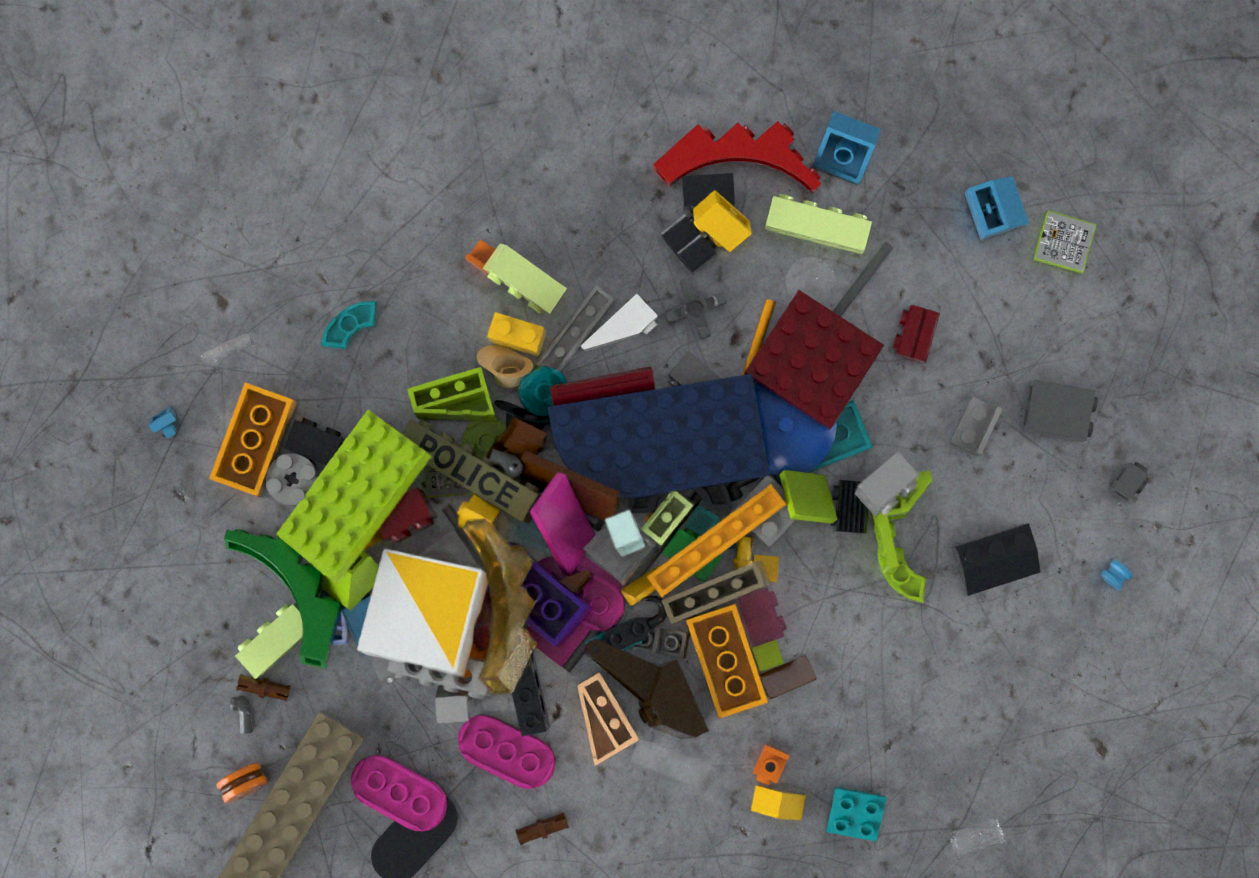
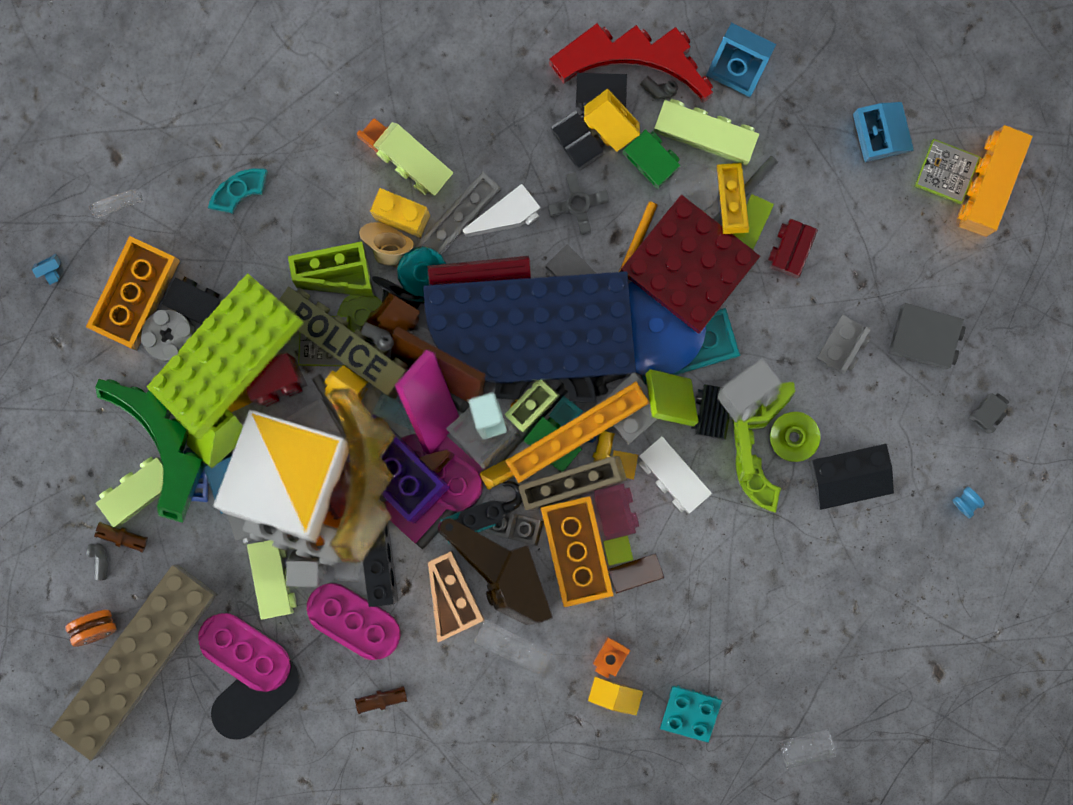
camera: 10 degrees right, 0 degrees up
(419, 717) = (270, 580): none -> yellowish green brick
(766, 256) = (651, 158): none -> green brick
(767, 186) = (659, 91): none -> dark grey arm
(817, 575) = (674, 476): none -> white brick
(851, 289) = (732, 198): none -> yellow tile
(873, 309) = (758, 213): none -> lime tile
(948, 529) = (807, 432): none -> lime dish
(1113, 248) = (994, 181): none -> light orange brick

